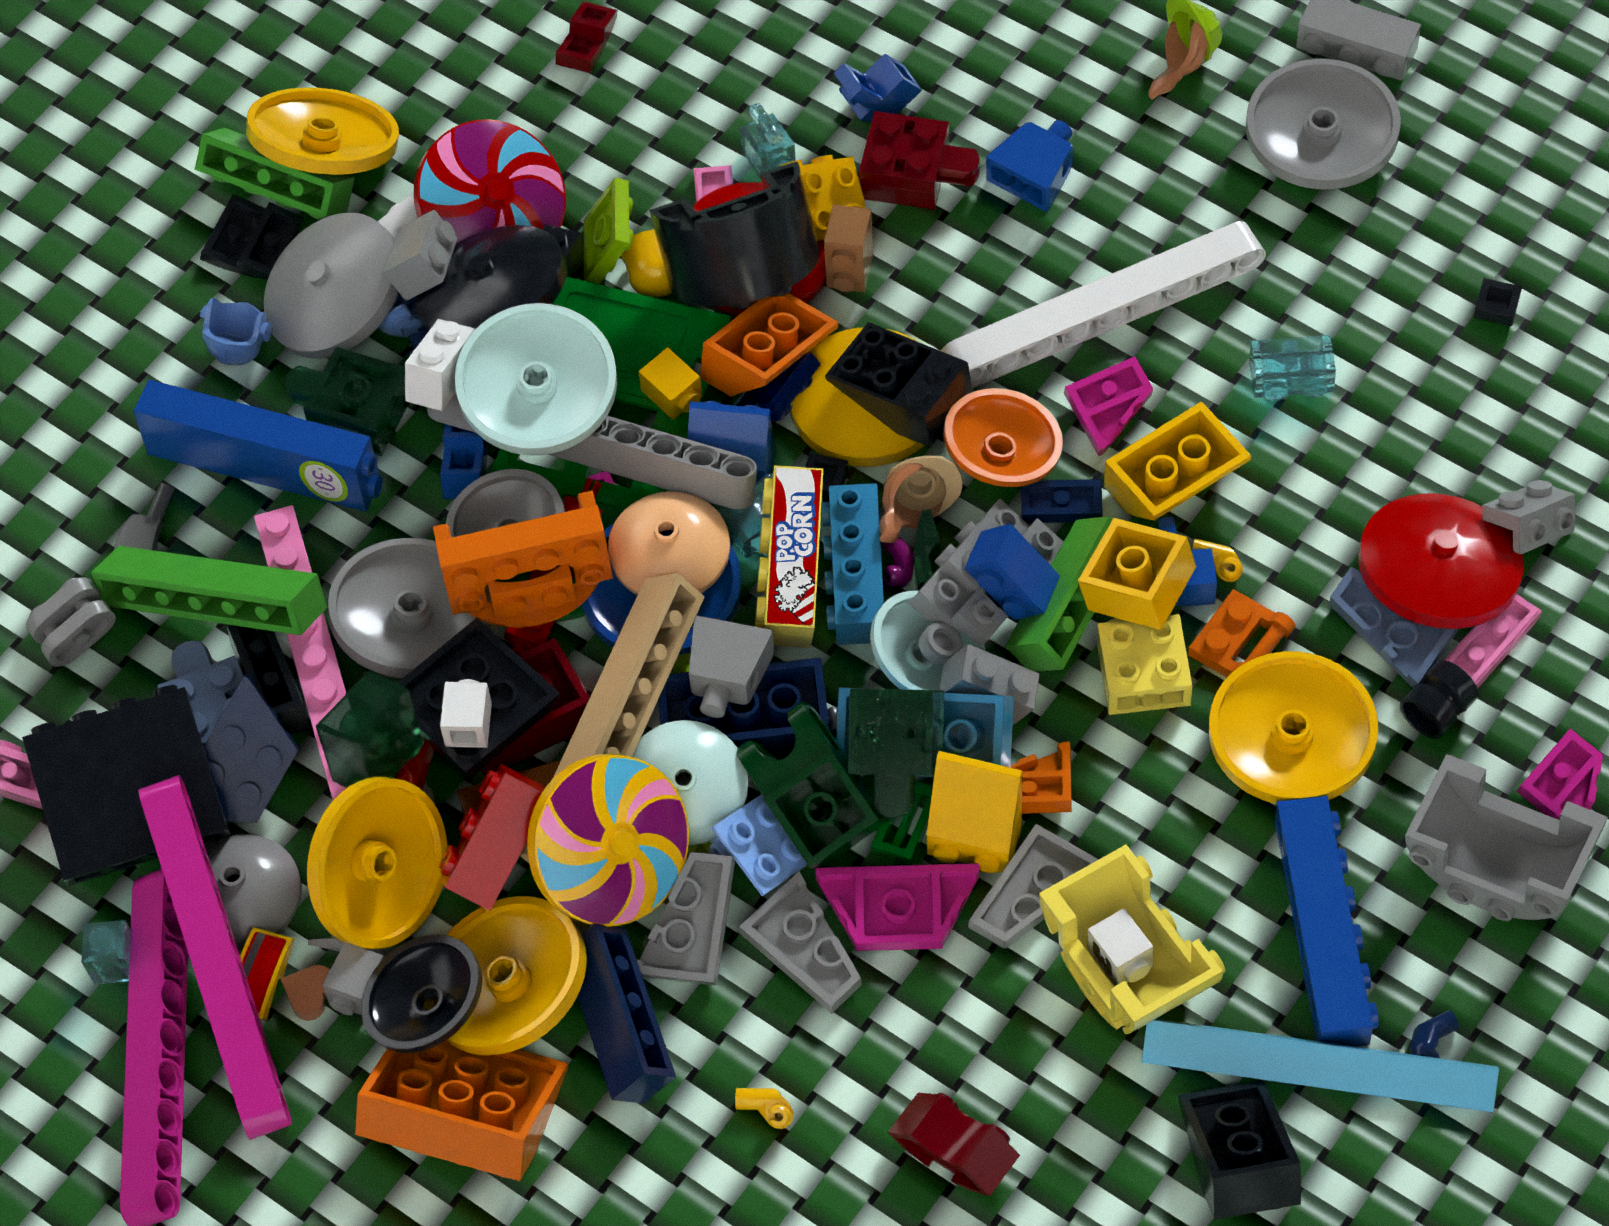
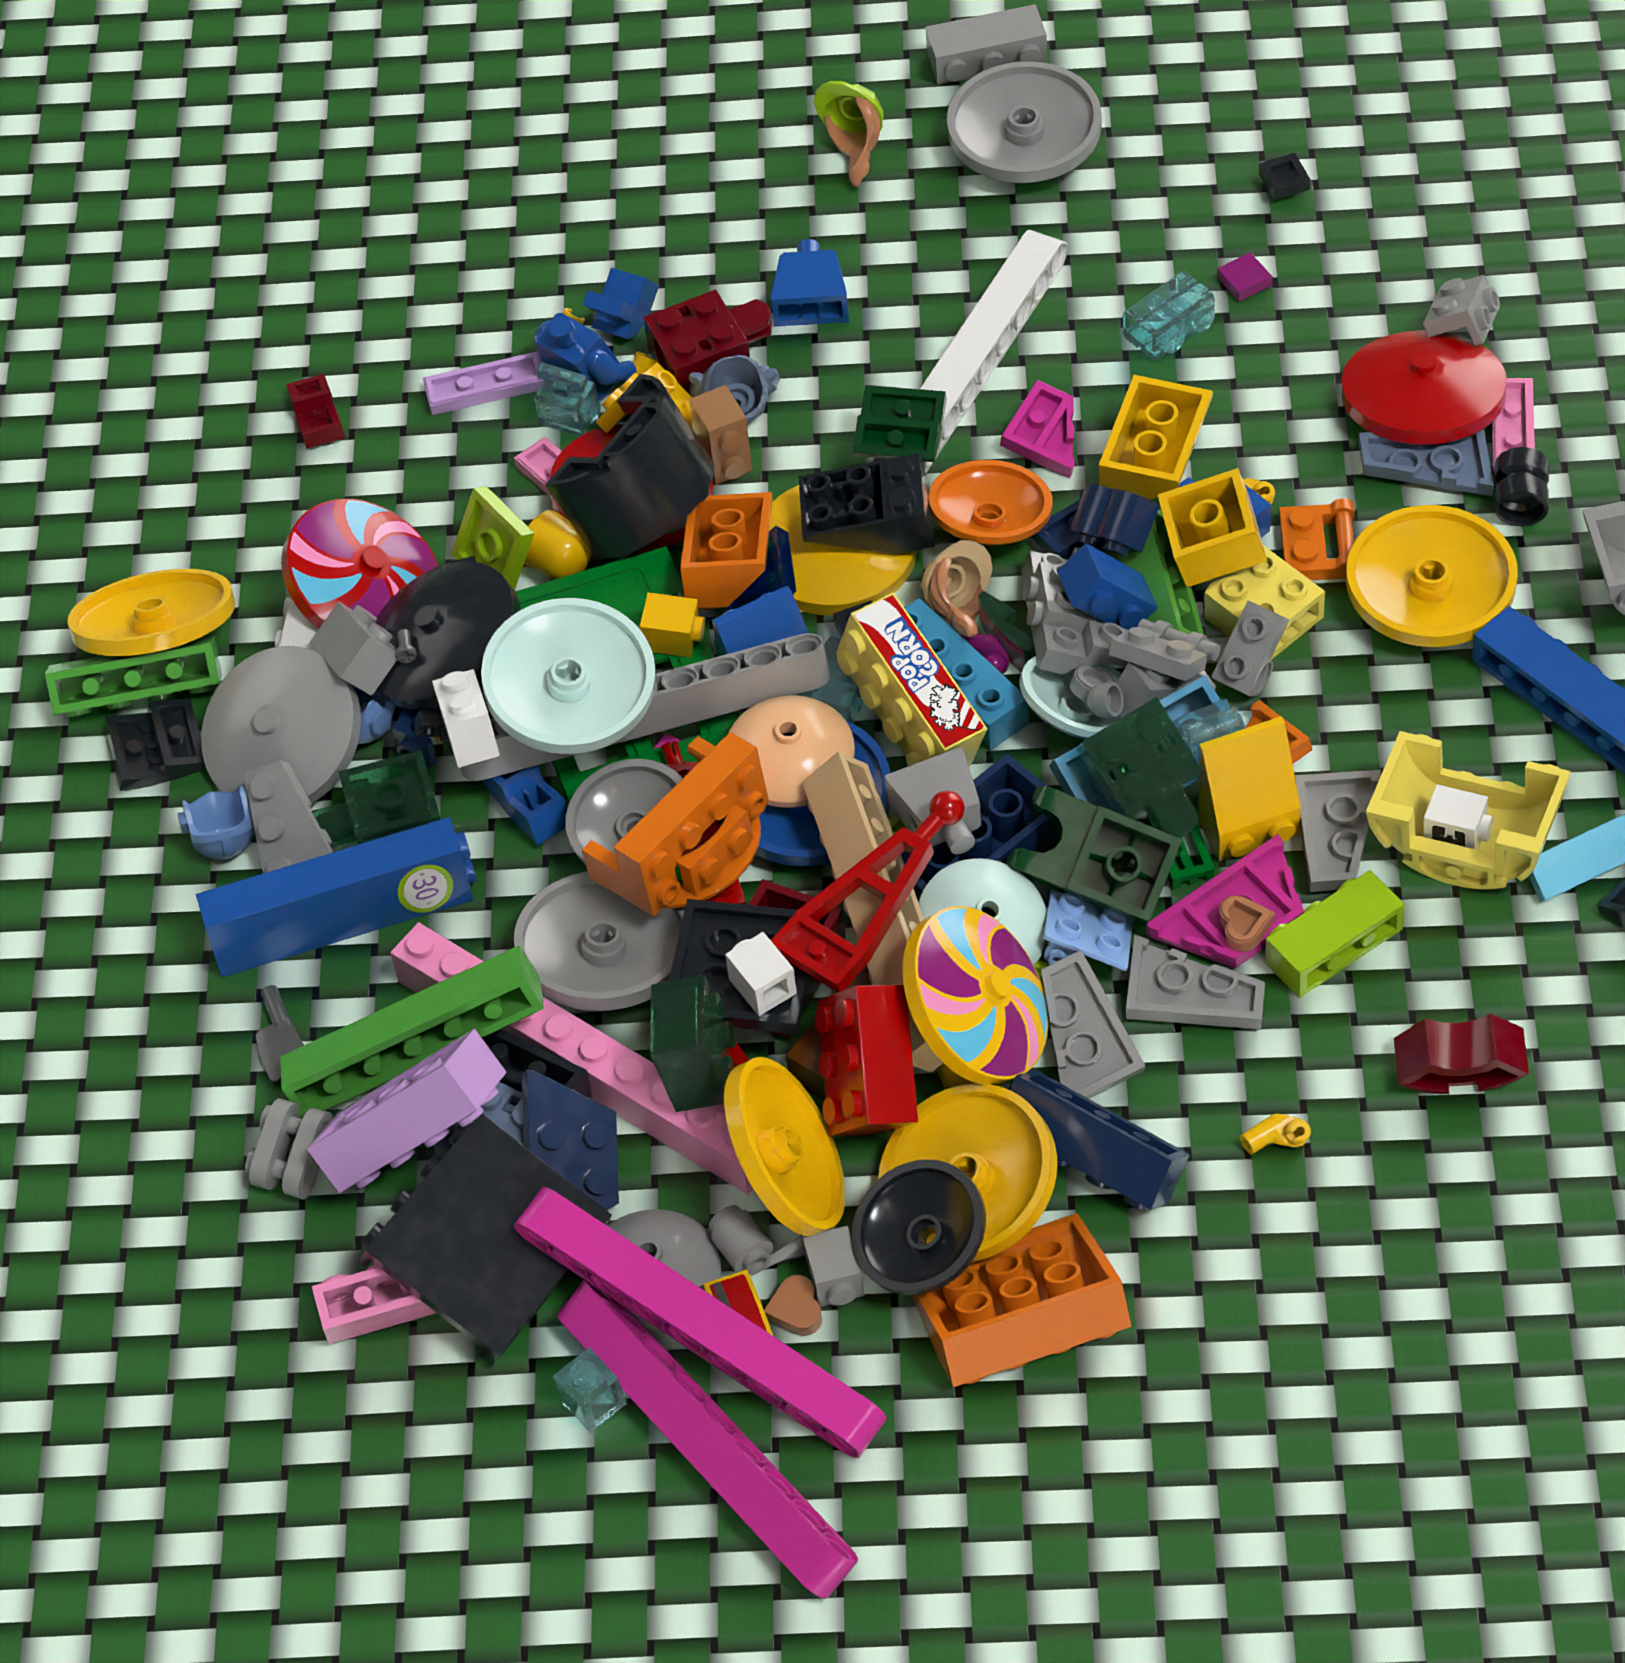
camera: 35 degrees left, 5 degrees down
(146, 651) = (408, 1112): none -> lavender brick
(269, 359) = (283, 817): none -> light grey wing
(302, 920) = (740, 1240): none -> light grey brick
(443, 282) = (405, 652): none -> dark grey piece
(523, 722) = (830, 956): none -> red plate
(725, 89) = (483, 383): none -> lavender tile
(806, 114) = (576, 348): none -> blue torso
(885, 919) = (1244, 922): none -> nougat tile
(902, 208) = (744, 379): none -> sand blue hair
(932, 664) = (1106, 699): none -> light grey hinge
(950, 974) = (1334, 933): none -> lime brick
(968, 740) = (1208, 724): none -> clear light blue brick
(987, 327) = (899, 422): none -> dark green slope
(997, 655) = (1165, 649): none -> light grey plate
(1073, 515) = (1113, 519): none -> dark blue brick
(1082, 702) = (1248, 654): none -> light grey plate
(1388, 370) = (1244, 276): none -> magenta tile

